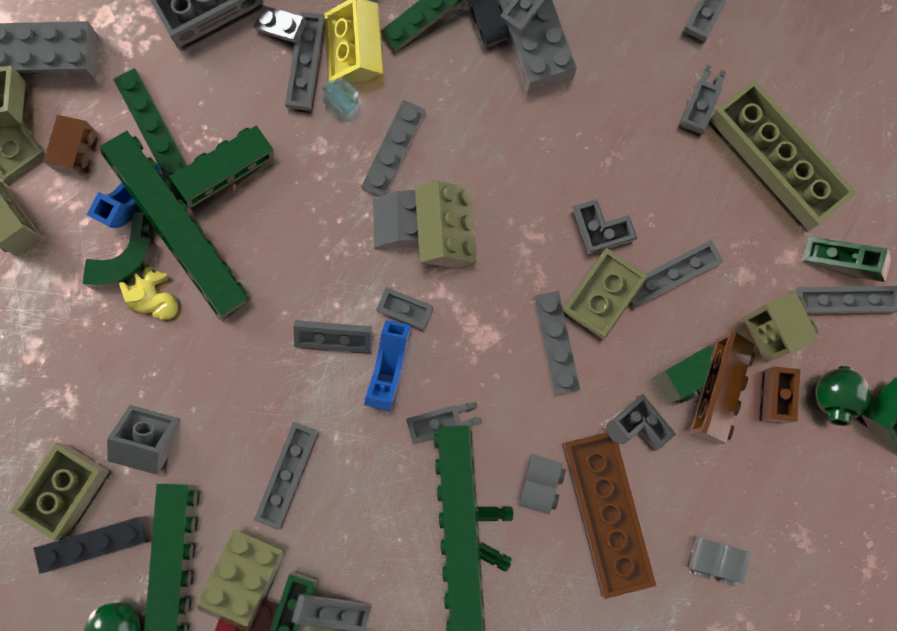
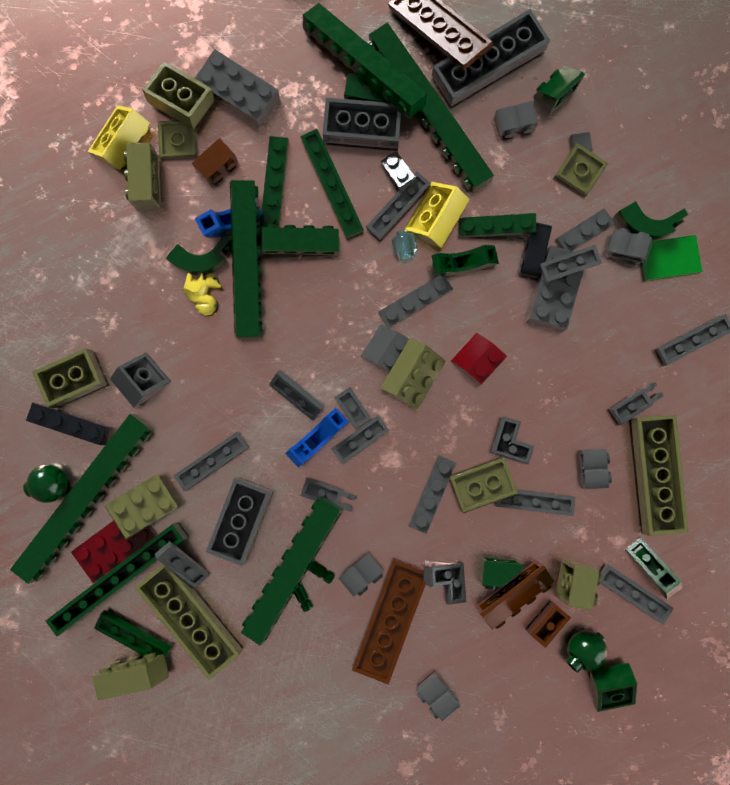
camera: 40 degrees right, 5 degrees up
(216, 84) = (332, 183): none -> dark green plate
(364, 519) = (239, 521): none -> dark grey brick
(419, 70) = (466, 261): none -> dark green arch
(436, 337) = (360, 439): none -> dark grey plate
(505, 164) = (479, 359): none -> dark red slope
(709, 196) = (594, 468): none -> dark grey brick

